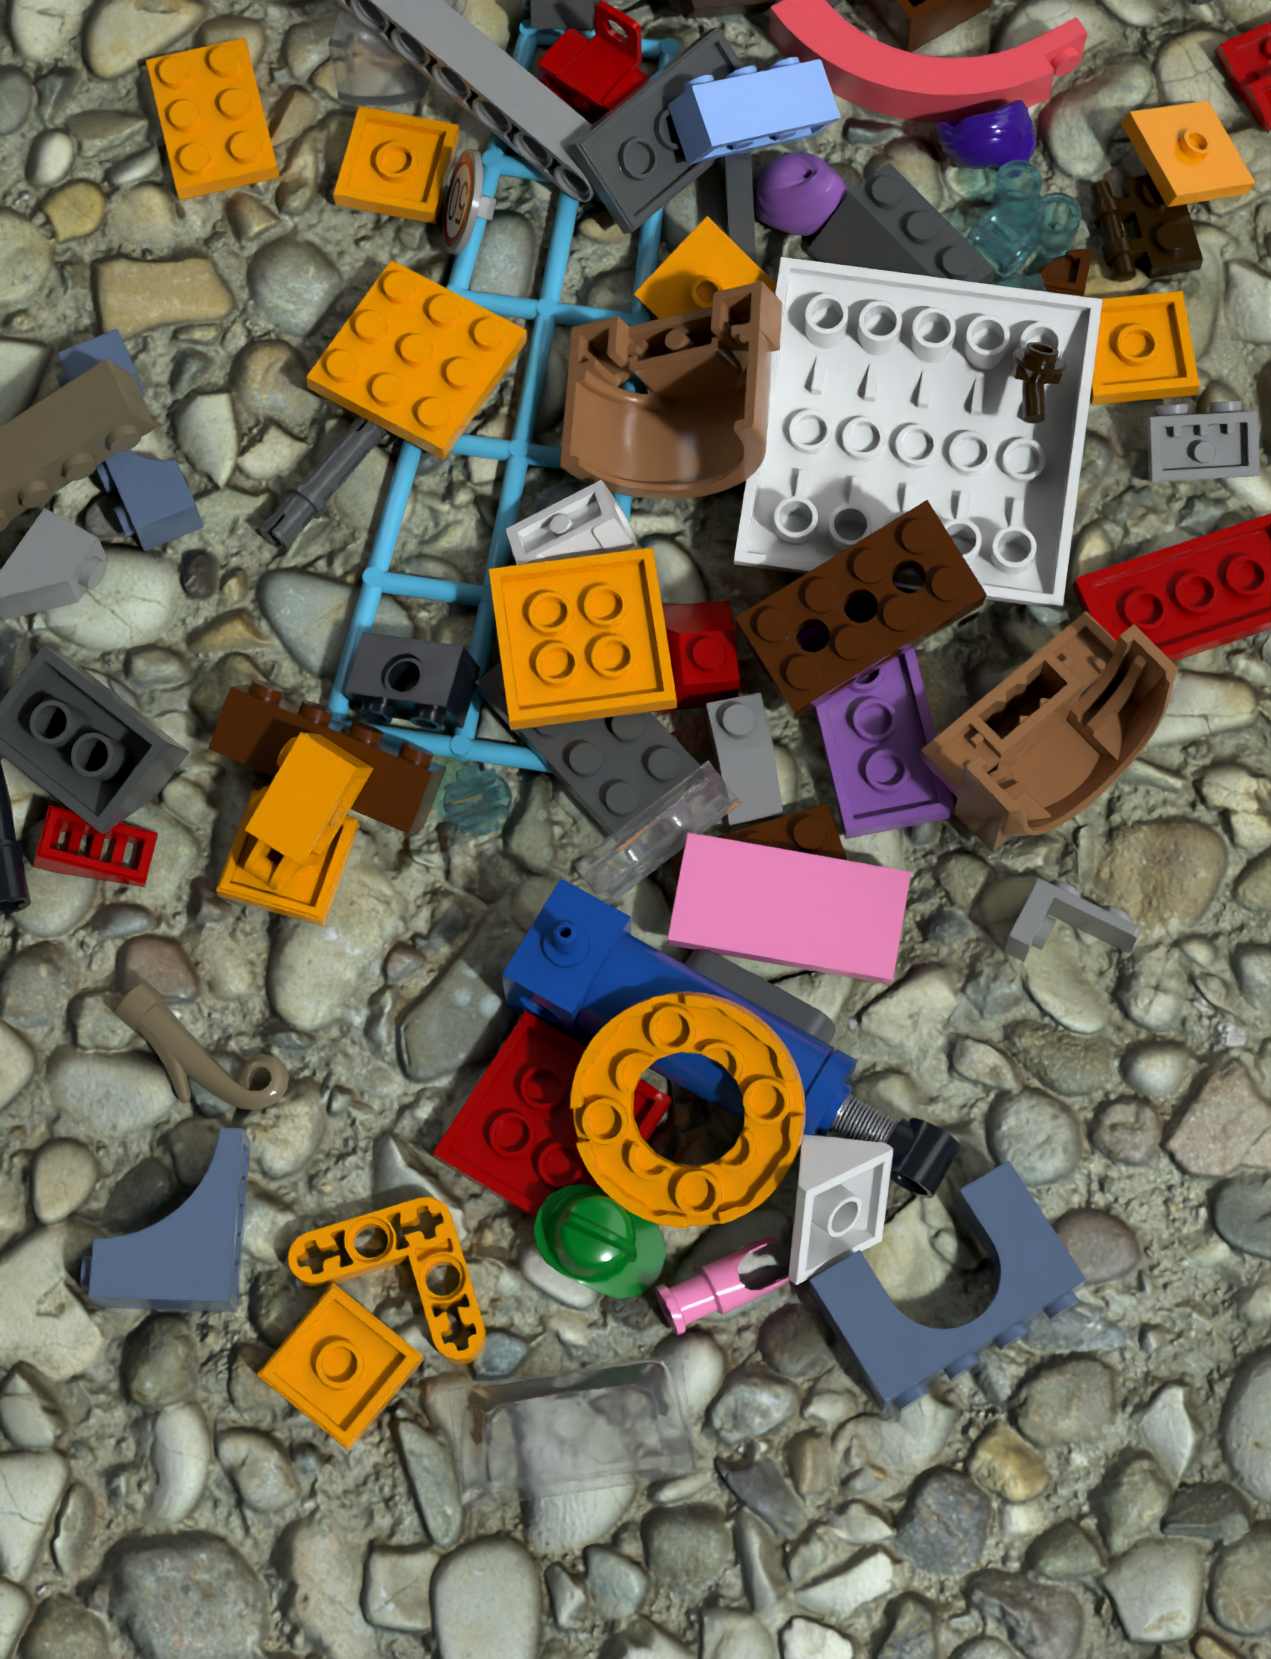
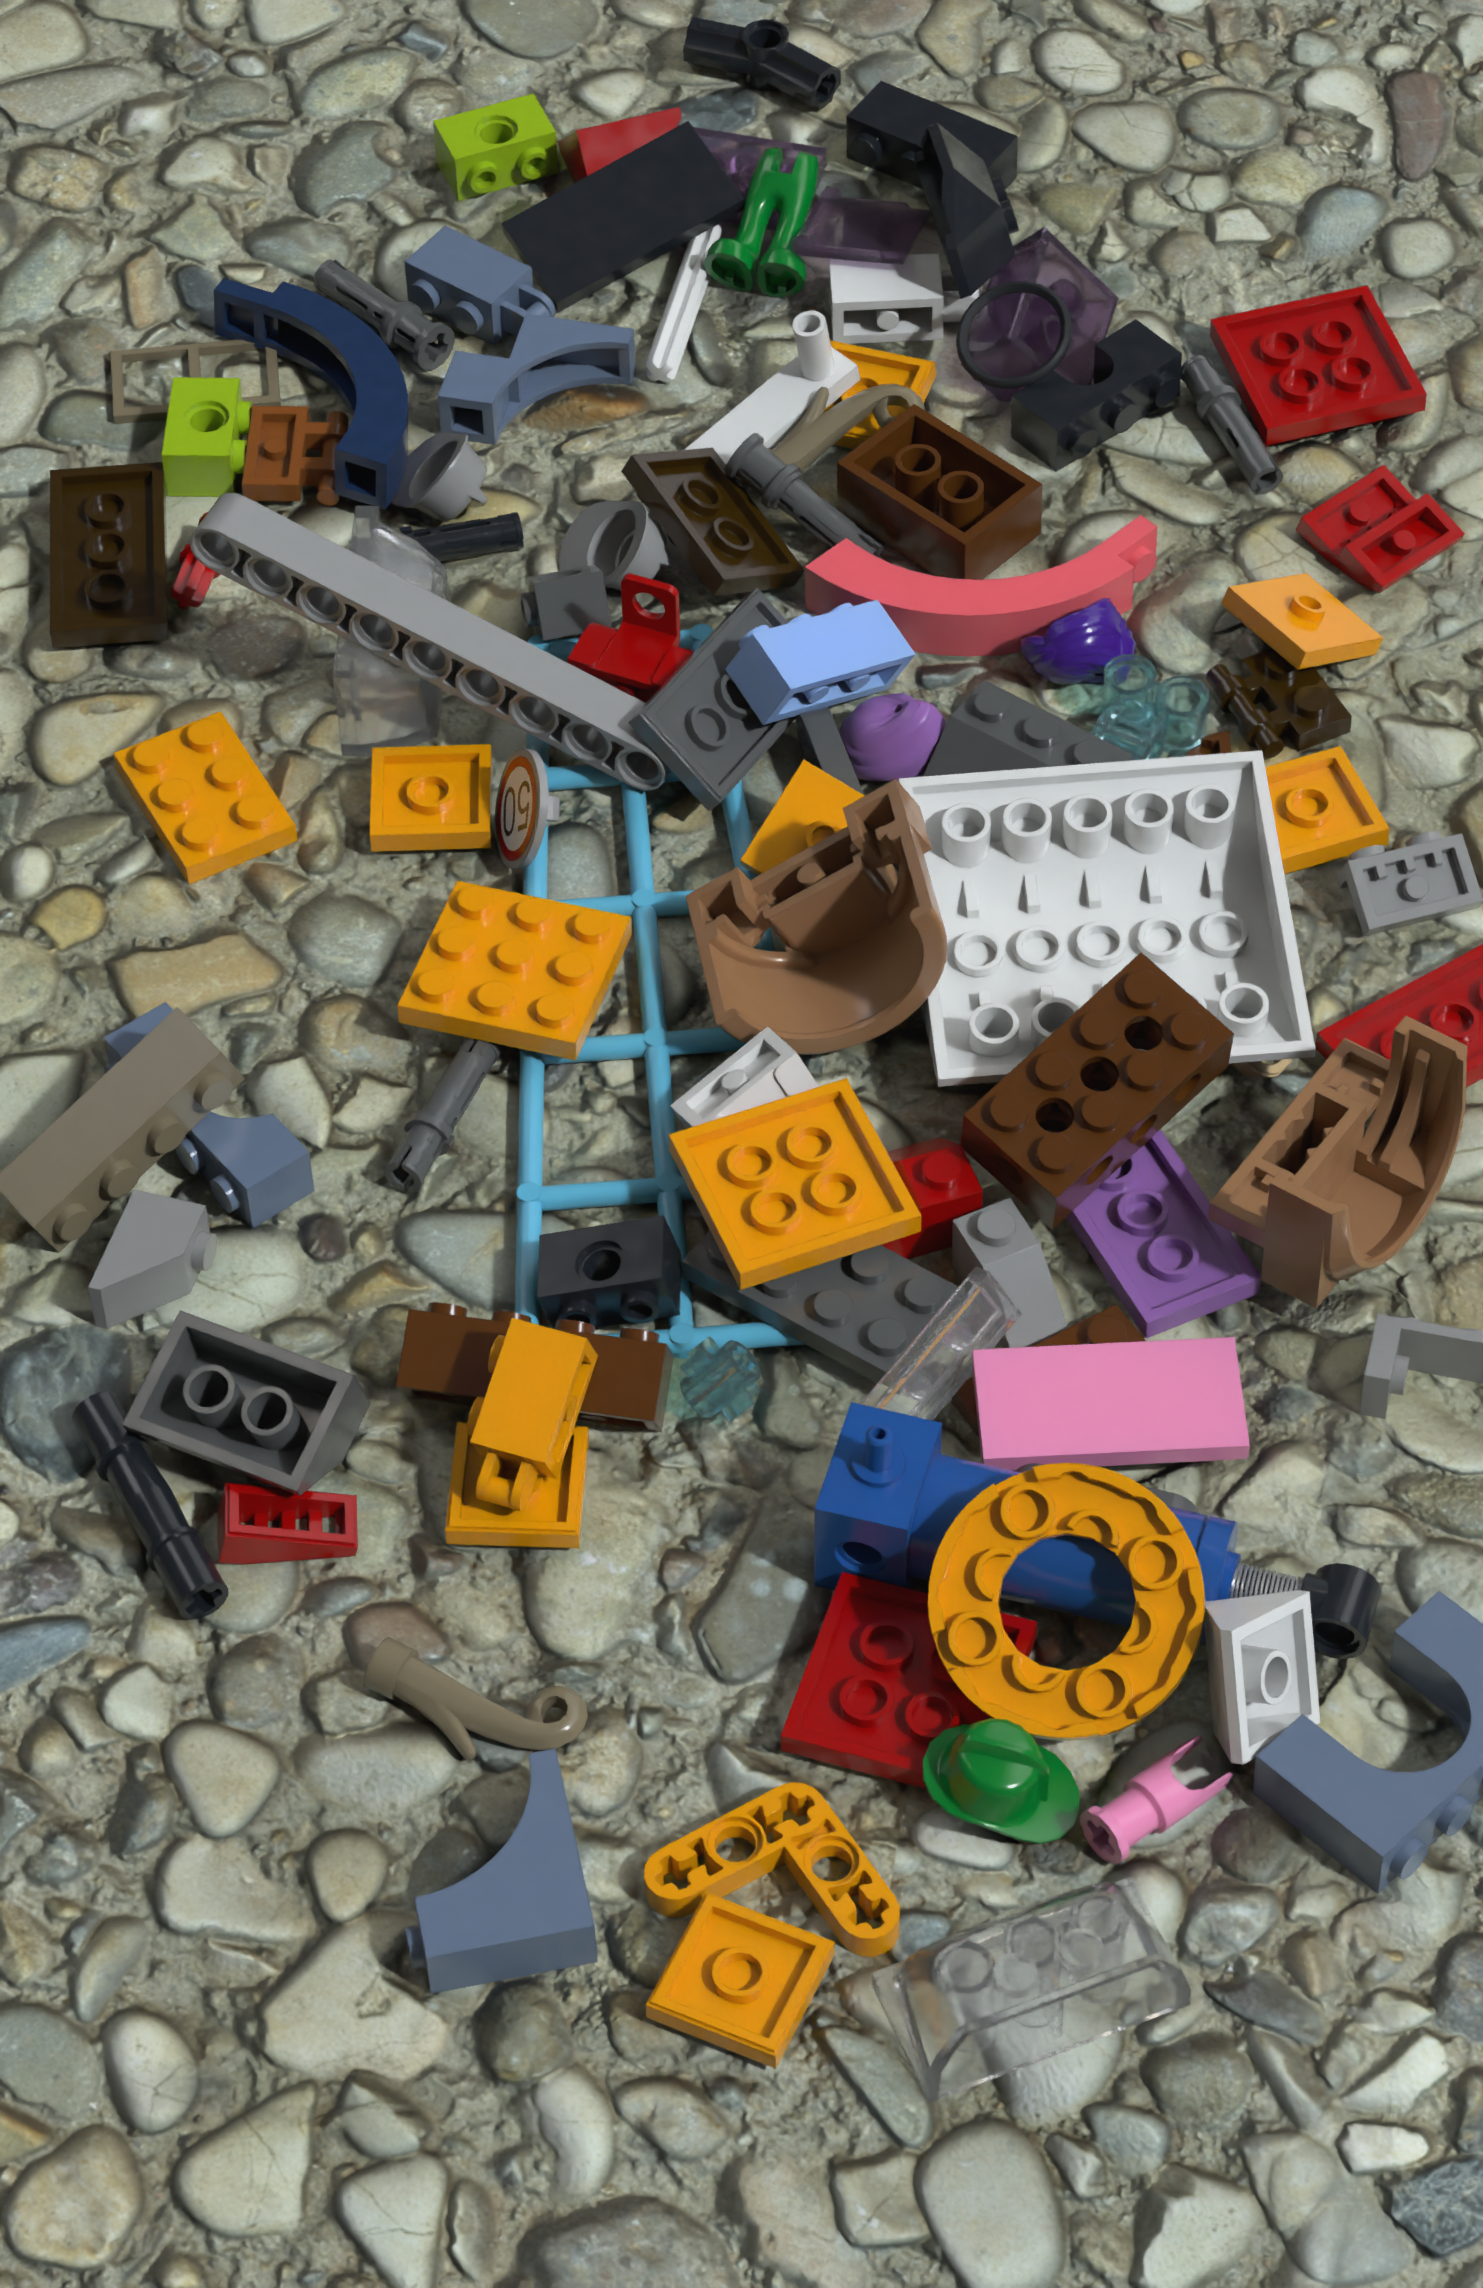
camera: 15 degrees left, 20 degrees down
(1036, 366) = (1215, 822): dark brown plate -> none

